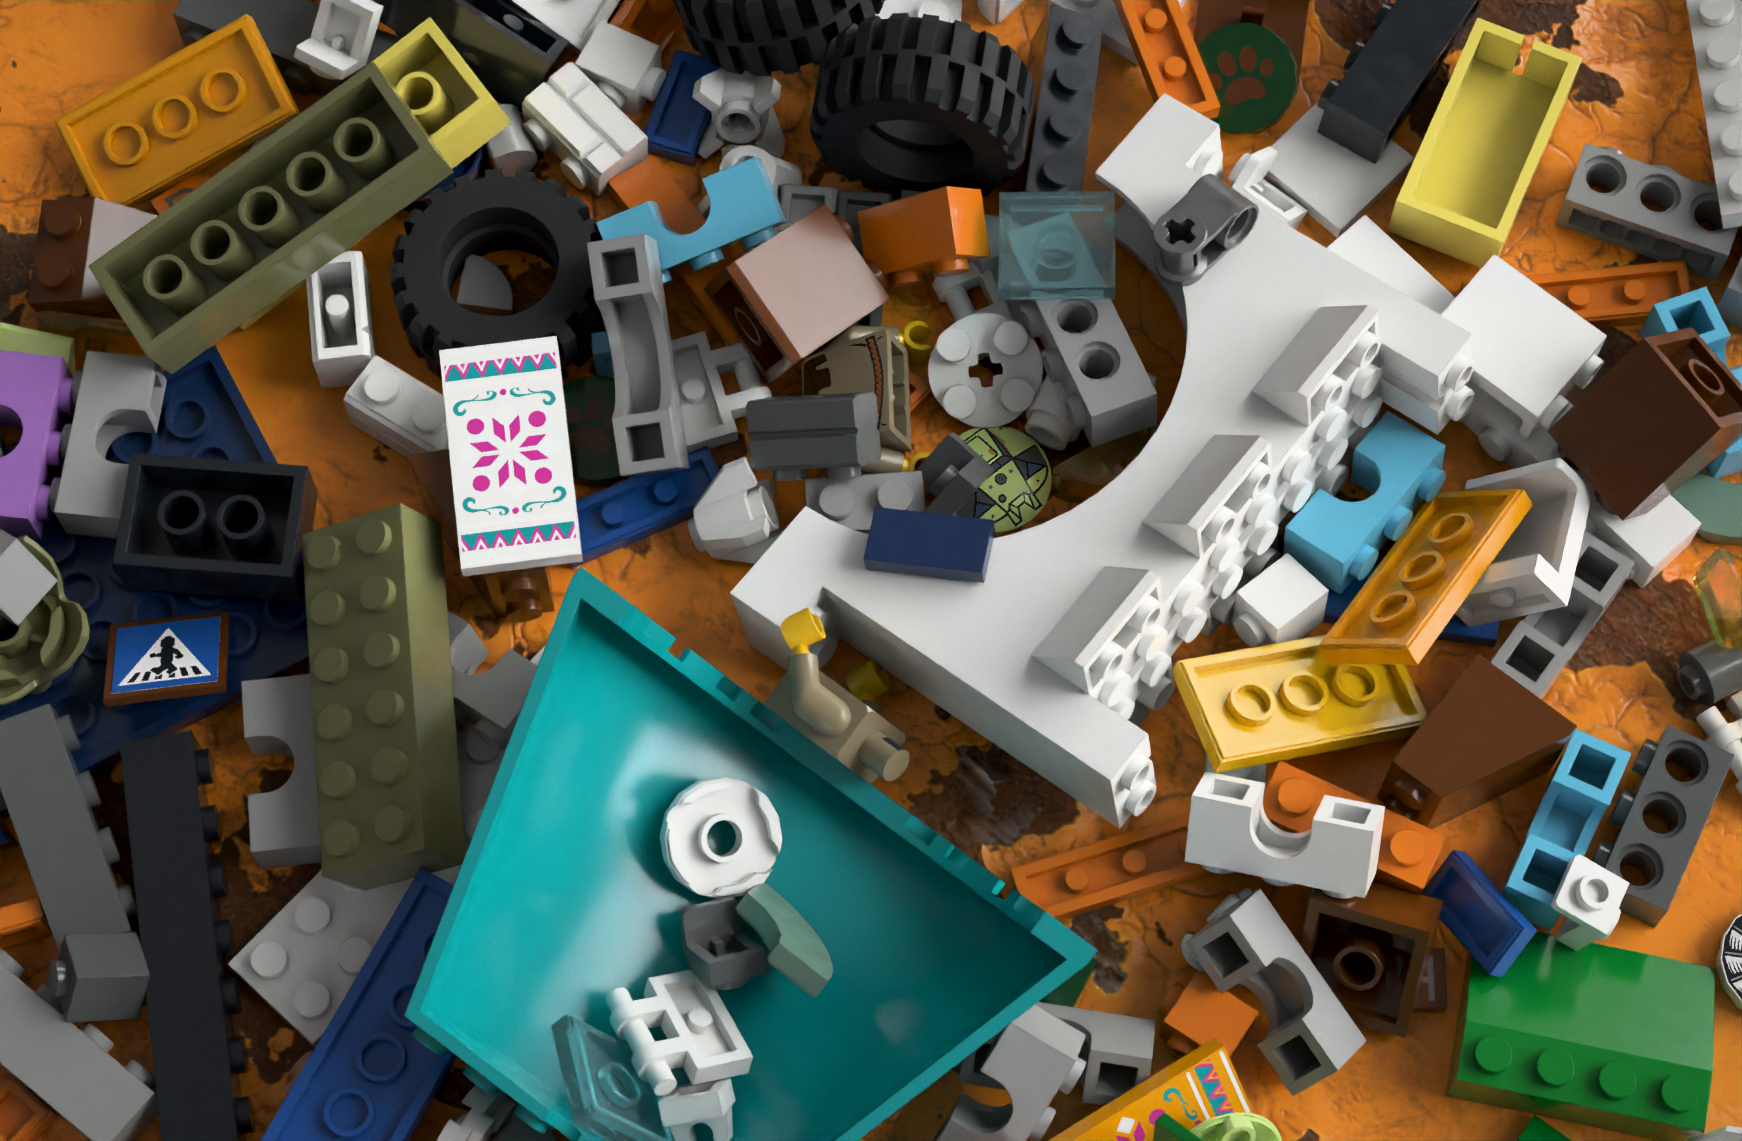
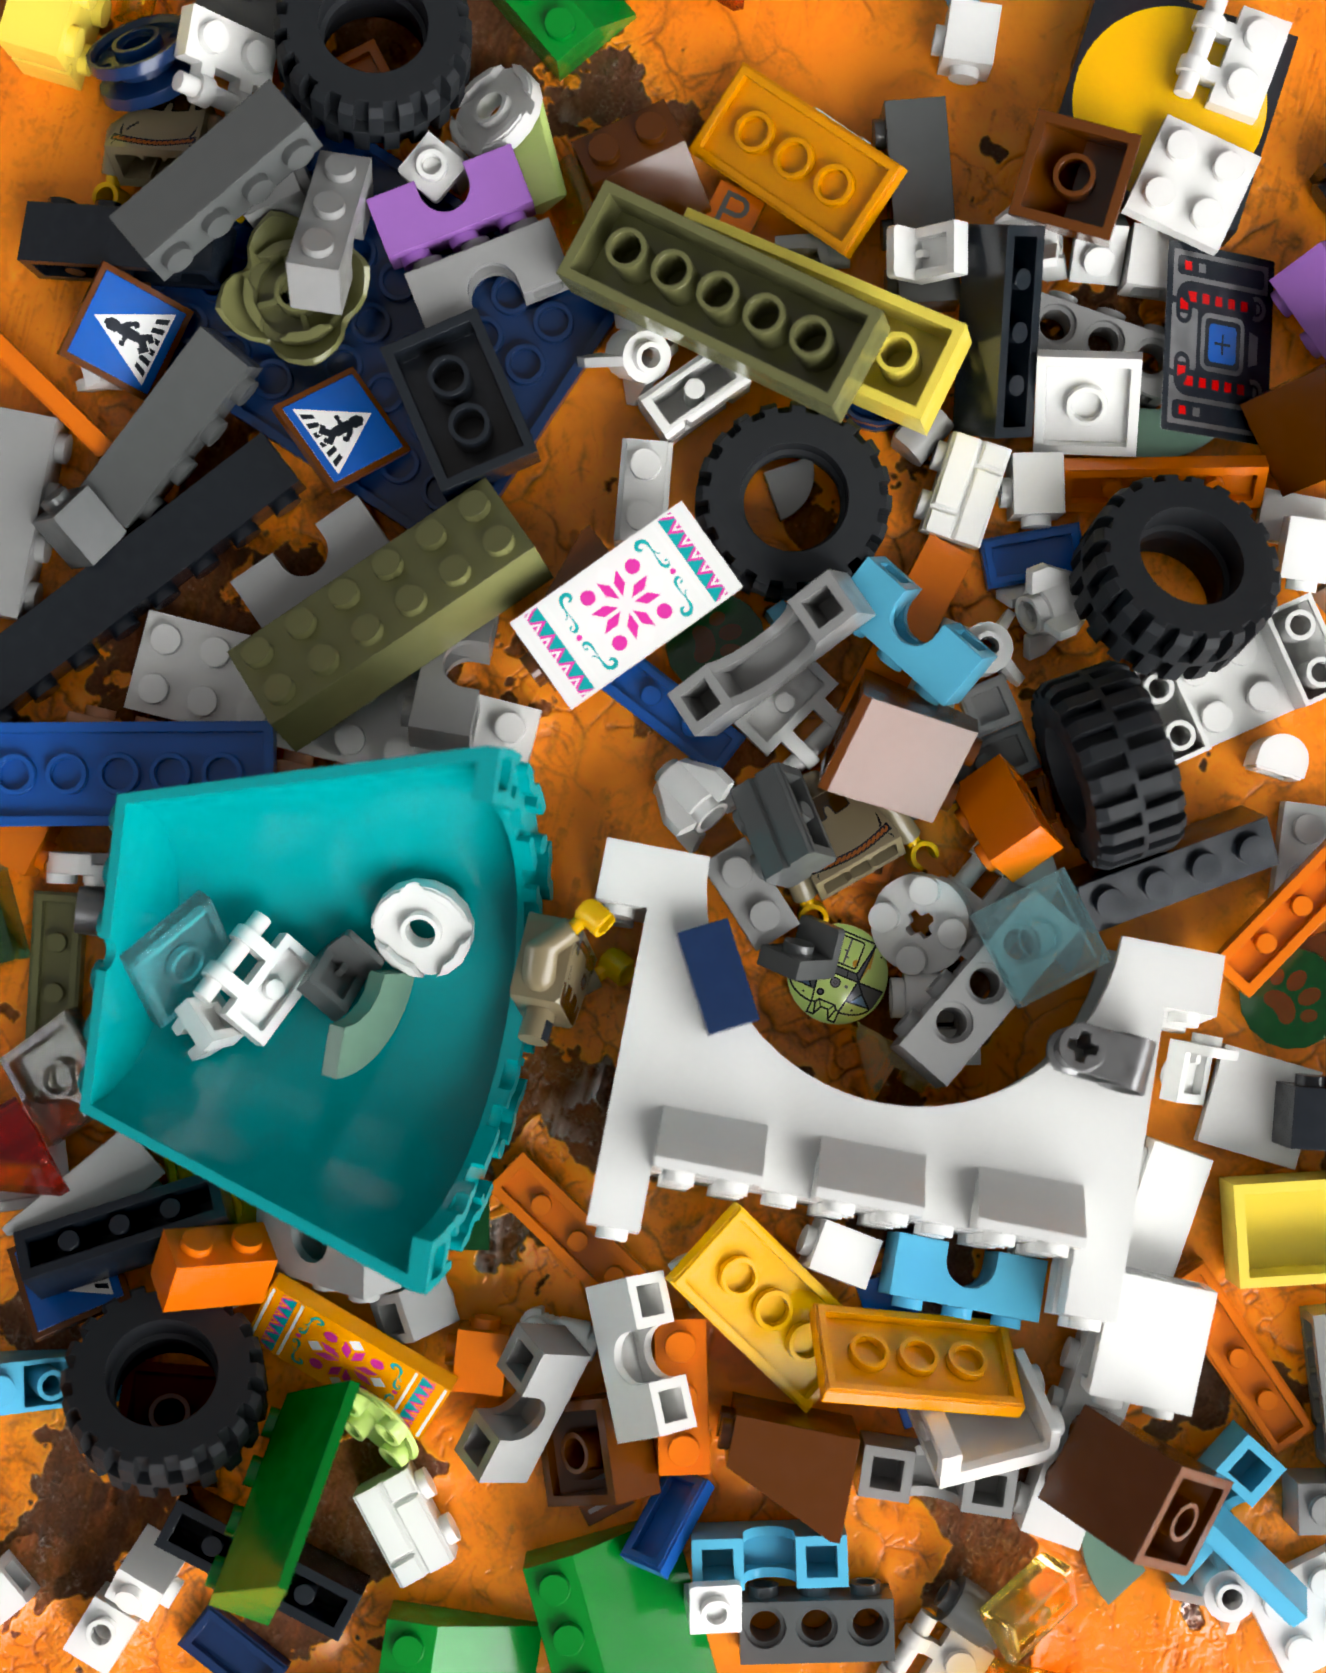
camera: 60 degrees right, 20 degrees up
(268, 353) = (634, 356): none -> white brick

